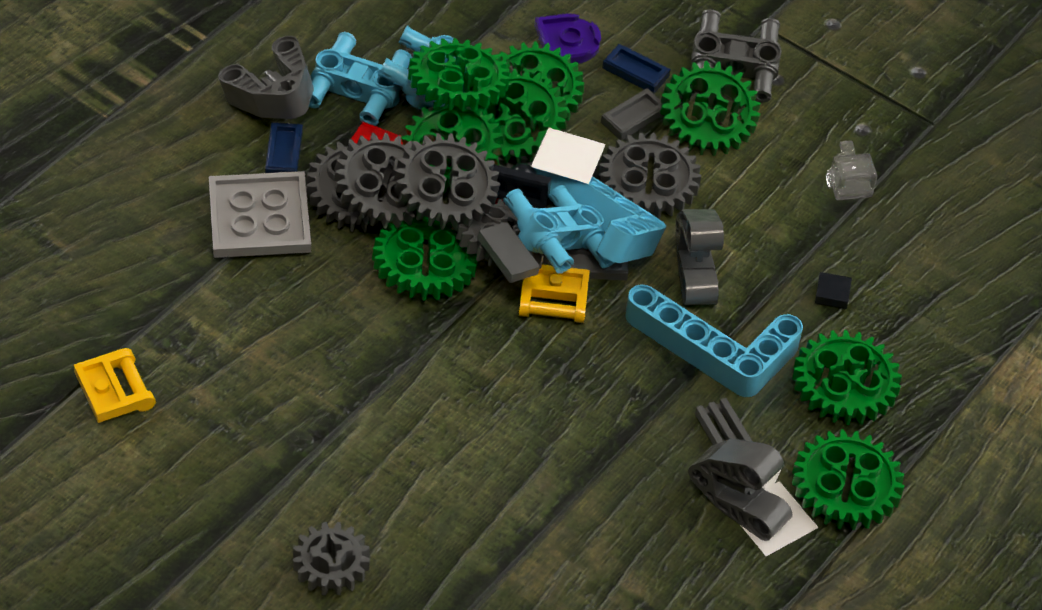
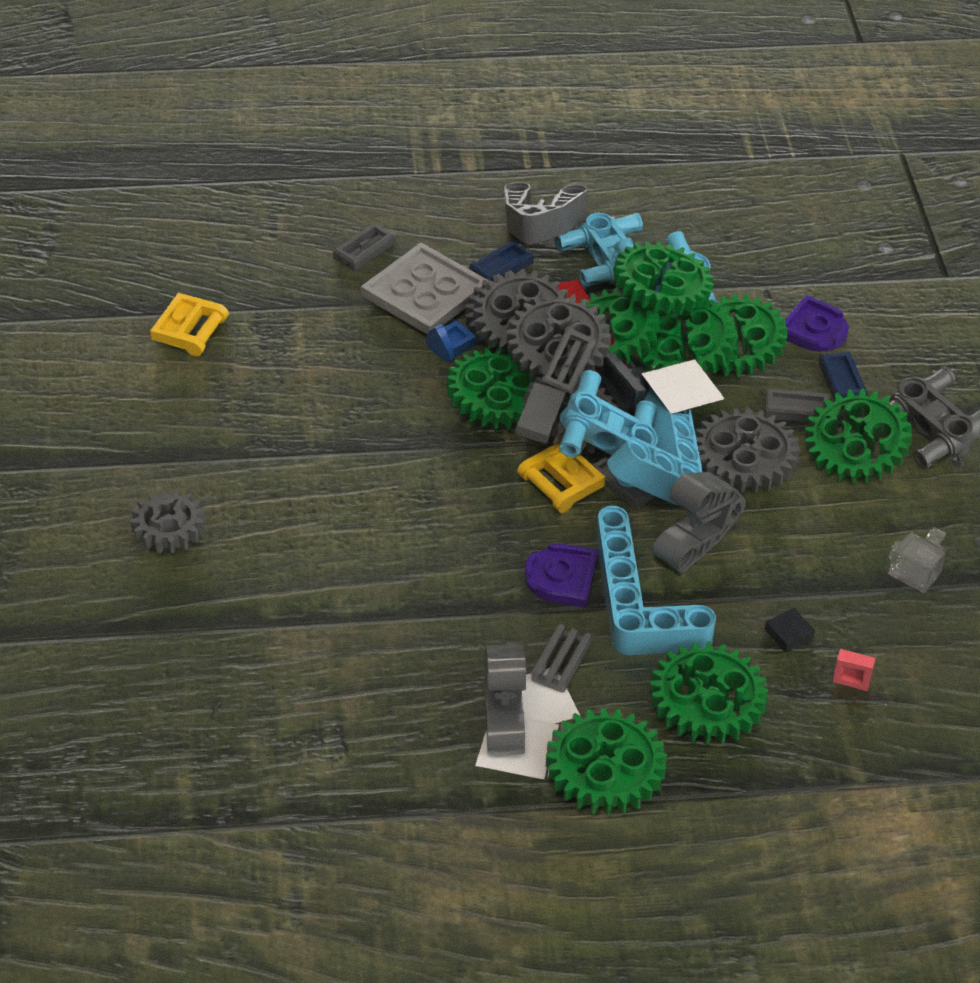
camera: 50 degrees right, 5 degrees down
(158, 232) = (368, 248): none -> dark grey tile
(332, 245) = (450, 340): none -> blue tile
(480, 195) = (558, 384): none -> dark grey tile
(645, 368) = (562, 573): none -> dark purple tile
(909, 287) = (853, 669): none -> coral tile

